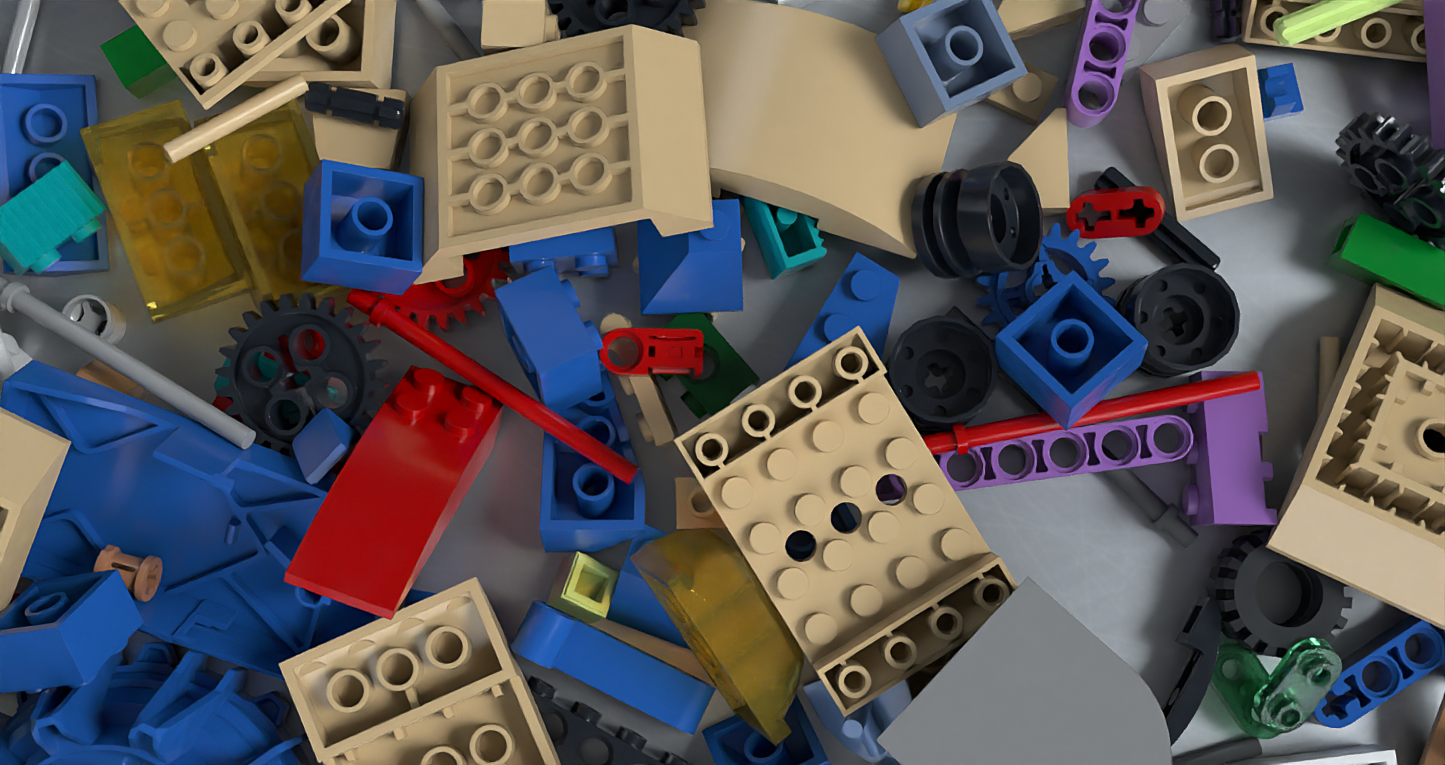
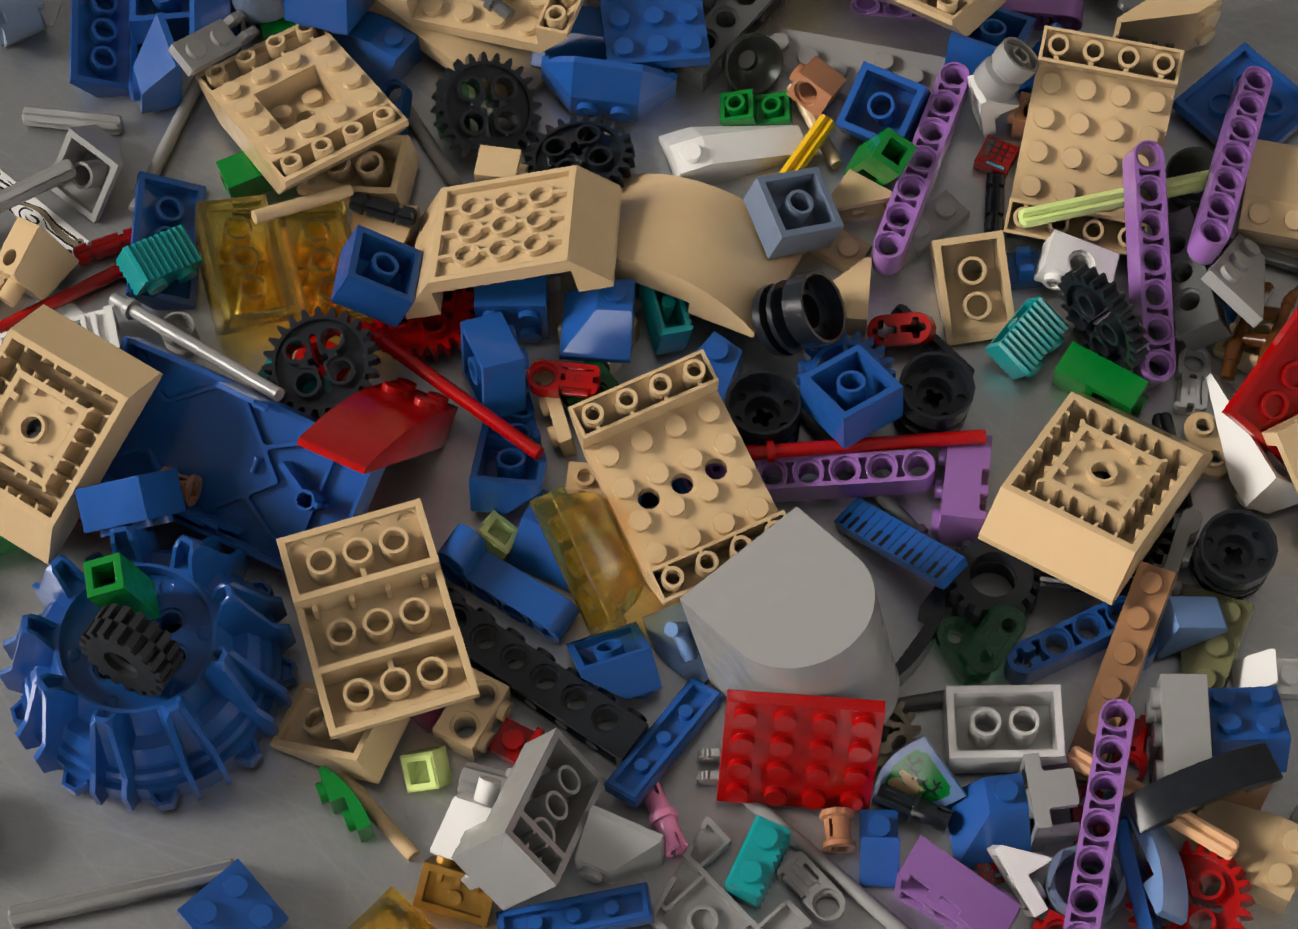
camera: 10 degrees right, 20 degrees down
(322, 444) = (327, 398): blue slope -> none
(1151, 550) = (900, 543): none -> blue tile
(1293, 207) = (1027, 338): none -> teal brick
(1330, 72) = (1065, 251): none -> white brick

